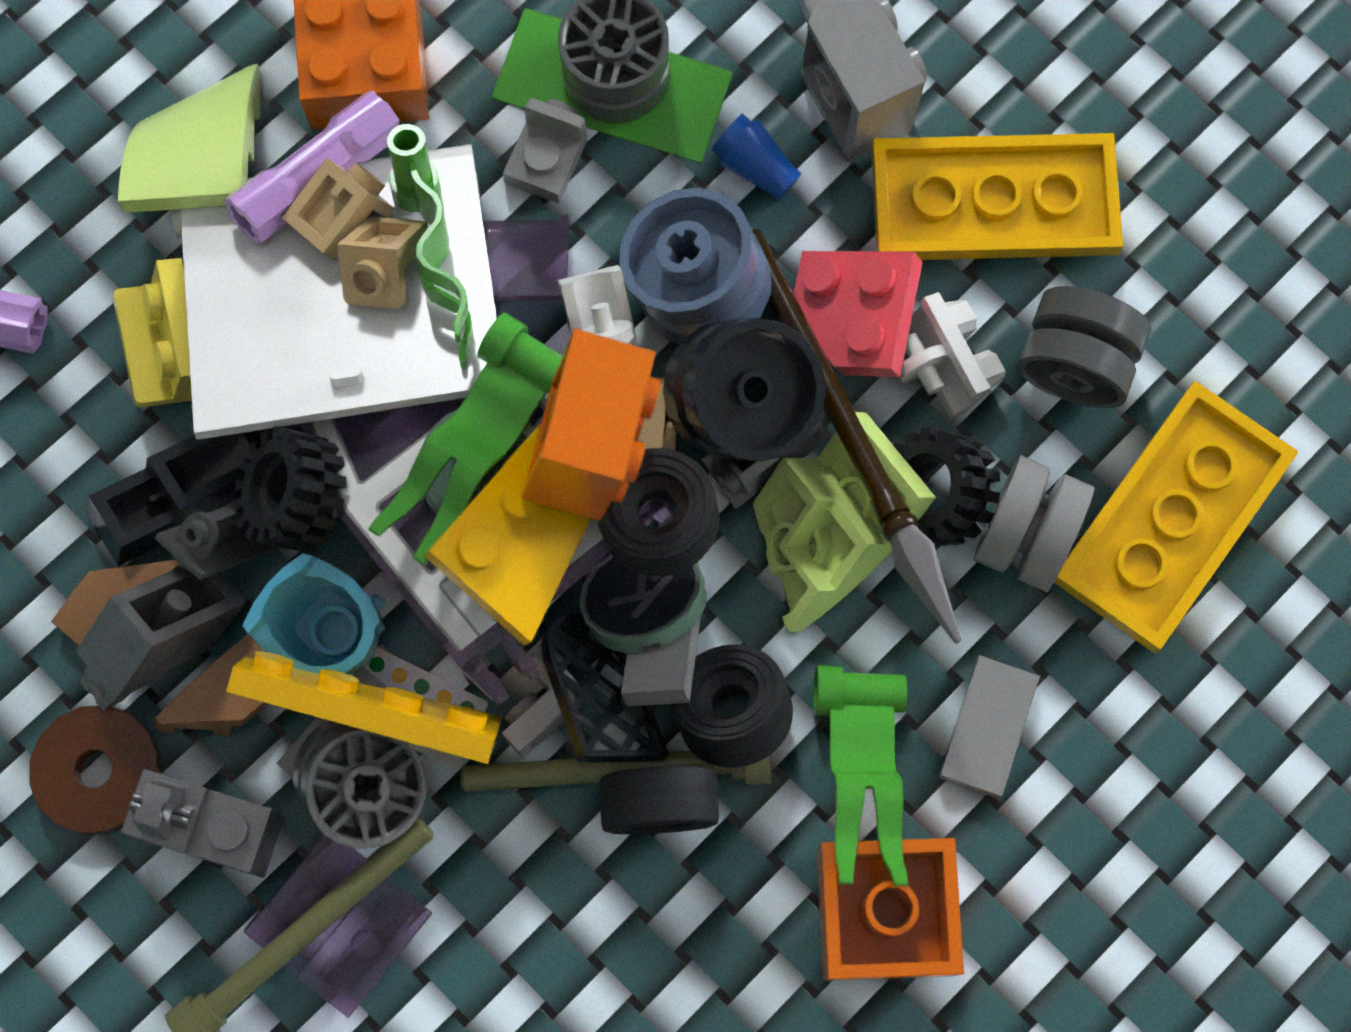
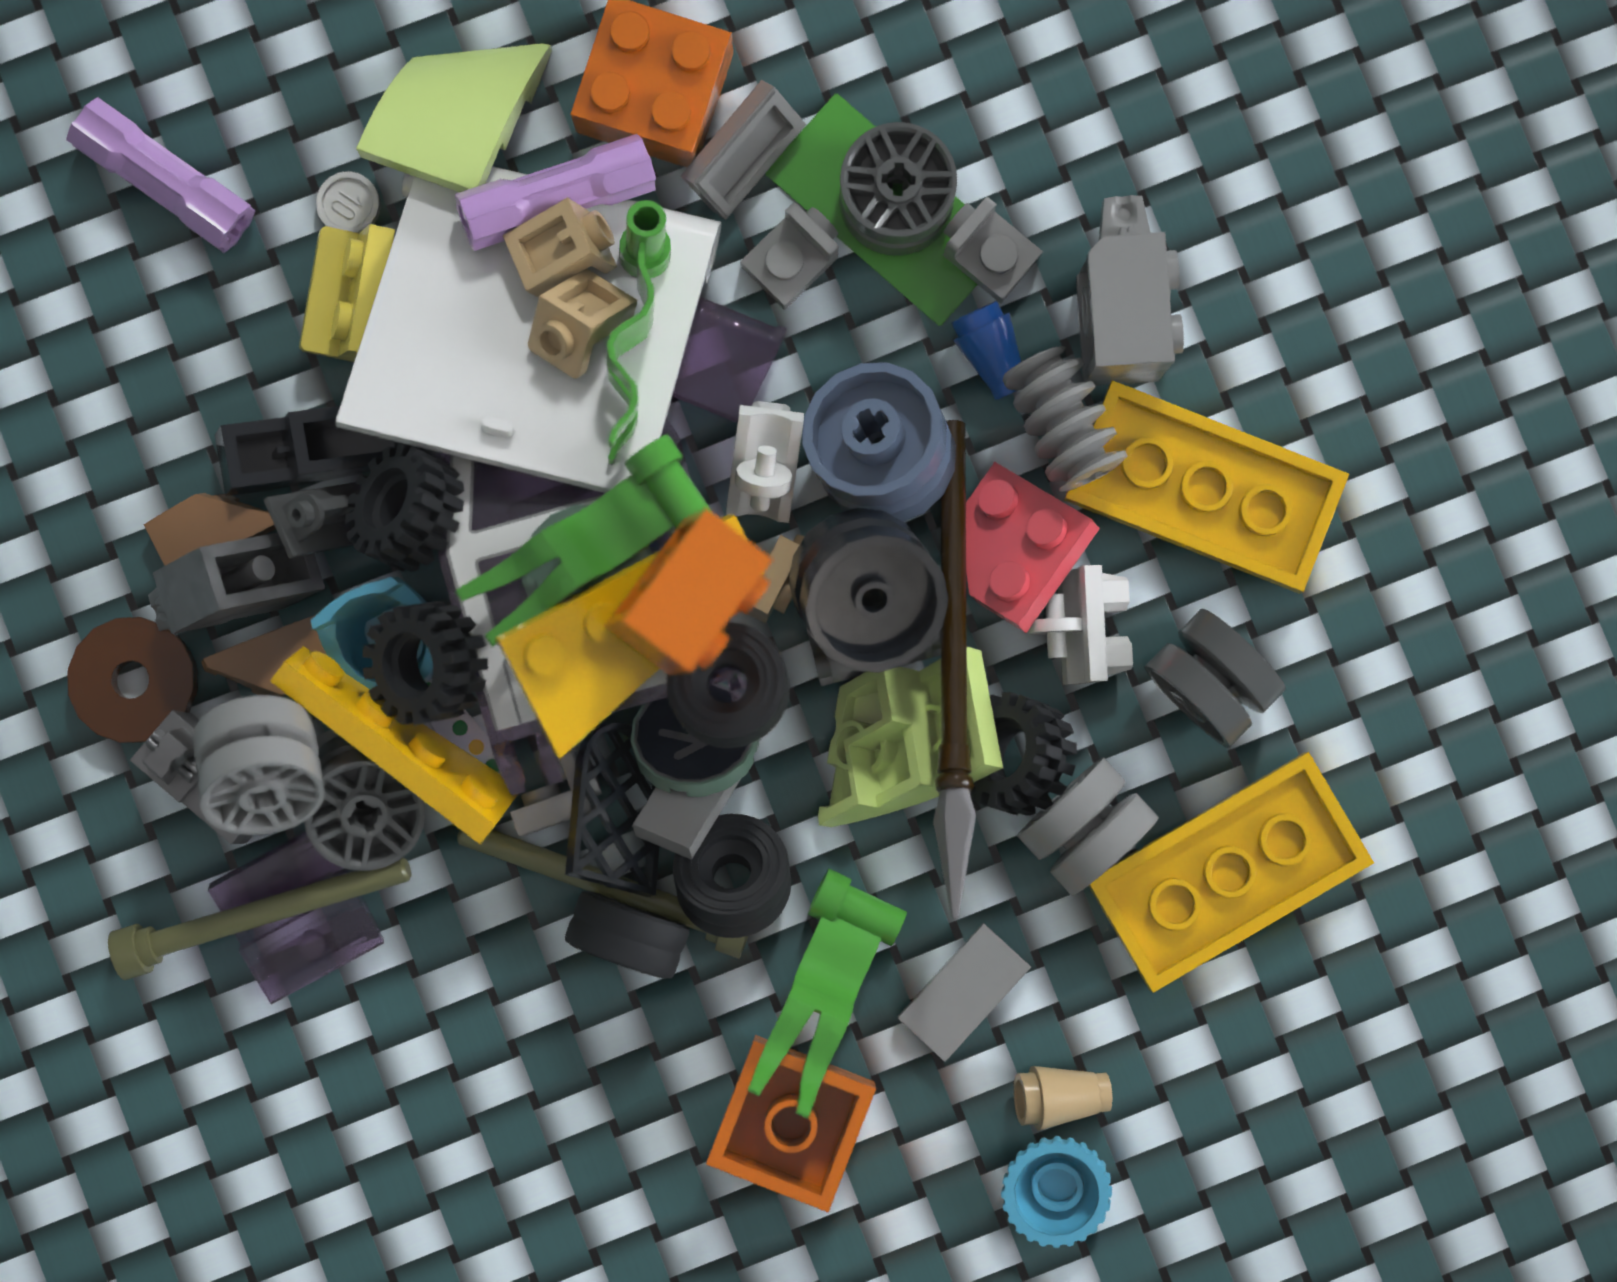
camera: 25 degrees right, 10 degrees up
(127, 264) = (348, 202): none -> white piece
(246, 775) = (257, 765): none -> light grey wheel
(336, 624) = (397, 666): none -> black tyre
(465, 79) = (743, 149): none -> light grey tile
(715, 77) = (989, 249): none -> light grey bracket
(846, 180) = (1062, 418): none -> light grey piece
(1119, 782) = (1059, 1096): none -> tan cone
(1160, 870) = (1056, 1192): none -> medium azure hat

